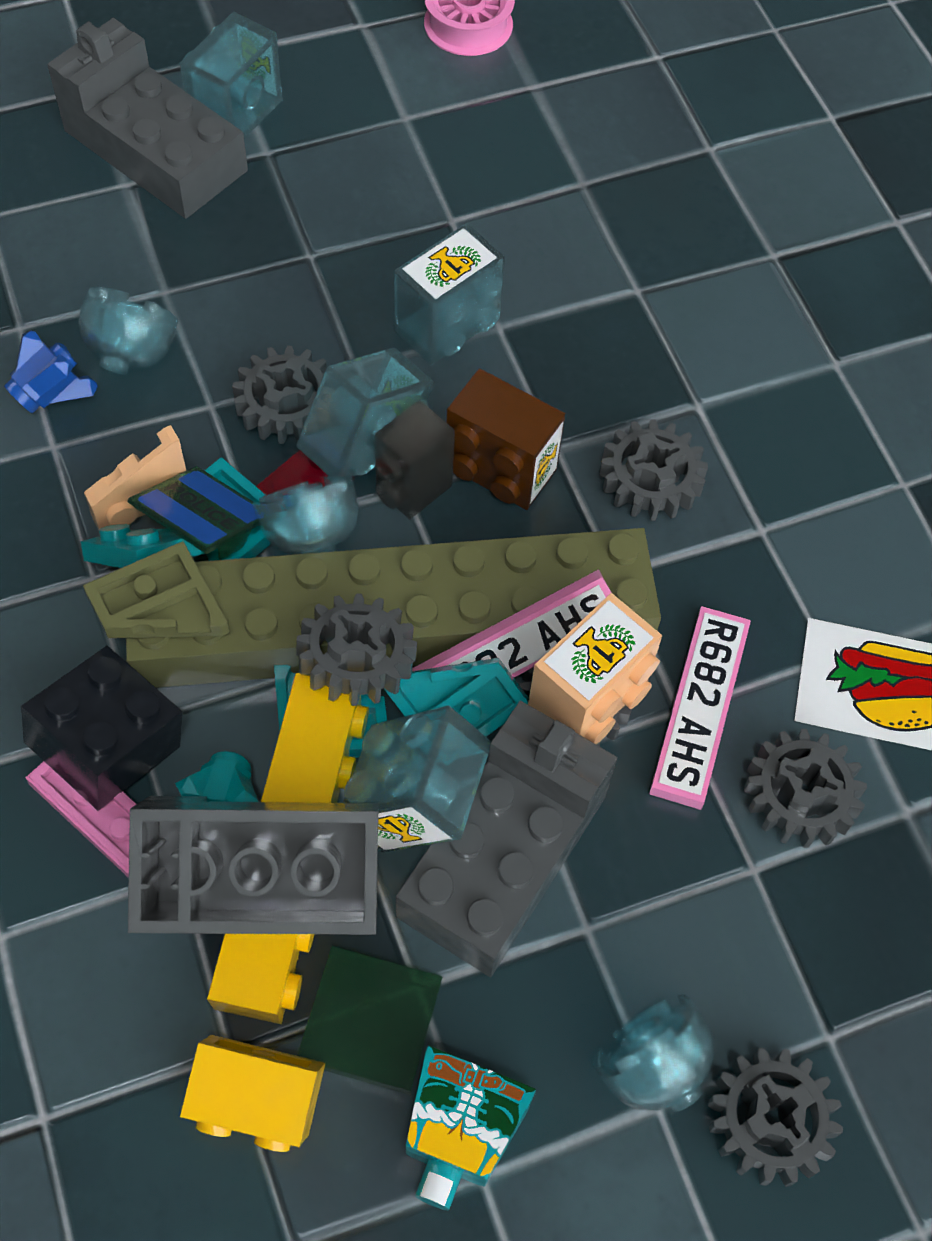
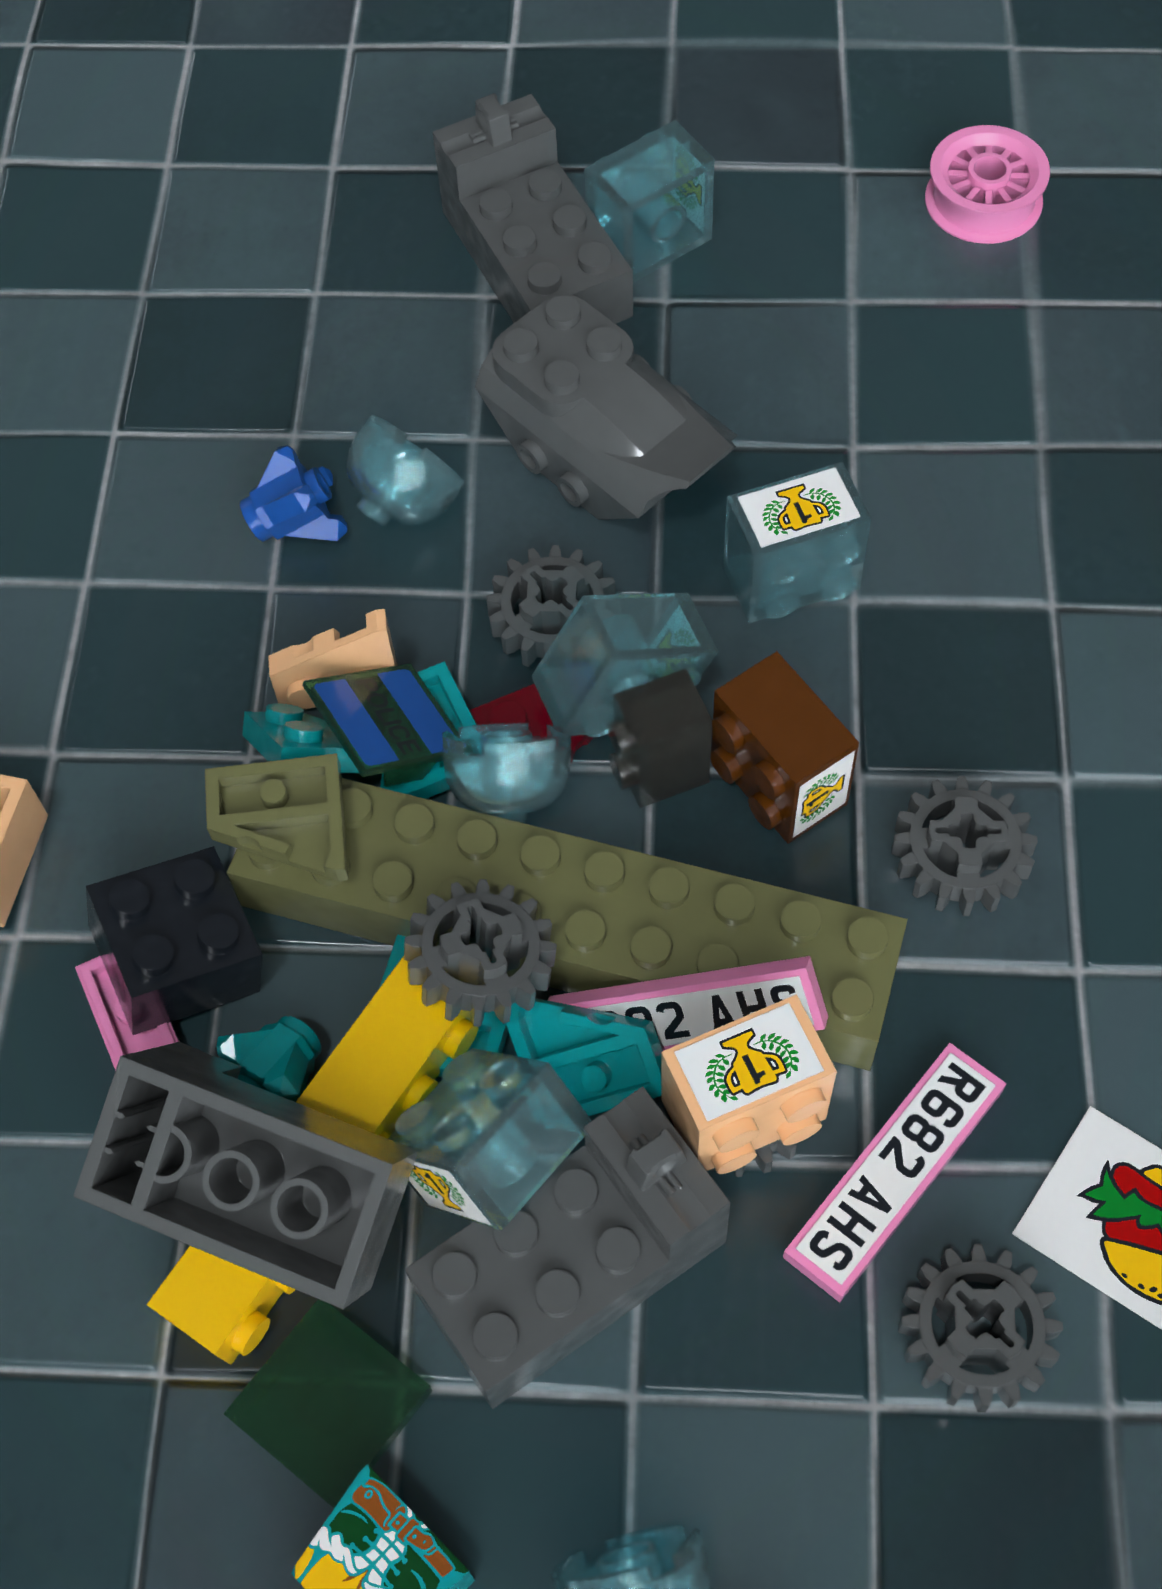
camera: 30 degrees right, 0 degrees up
(252, 1092) = (155, 1434): yellow brick -> none
(258, 245) = (595, 411): none -> dark grey slope

